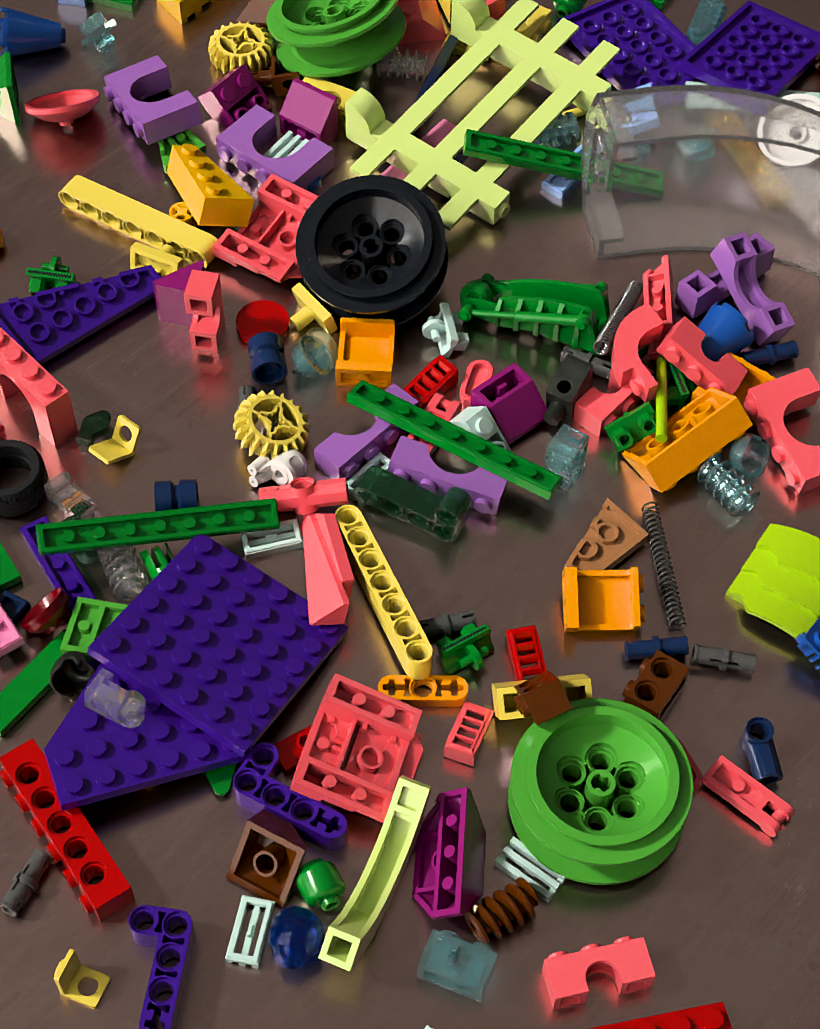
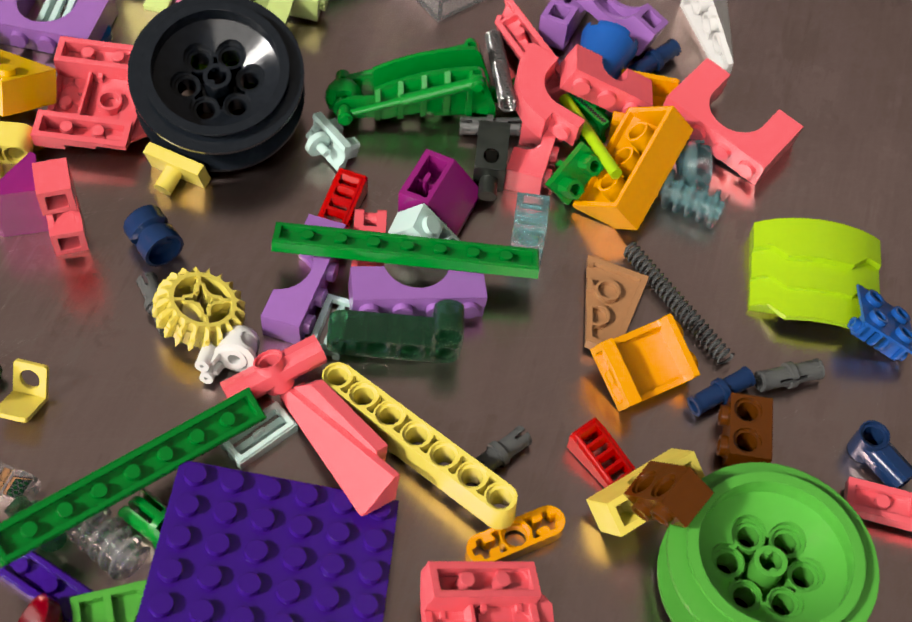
camera: 30 degrees left, 0 degrees up
(172, 496) = (128, 431): dark blue wheel -> none
(262, 317) = (120, 196): red tile -> none
(314, 354) = (203, 214): clear light blue piece -> none
(365, 352) = (256, 193): light orange panel -> none
(463, 753) = (592, 590): coral slope -> none
(465, 650) = (541, 473): green hips -> none
(476, 374) = (387, 181): coral tile -> none

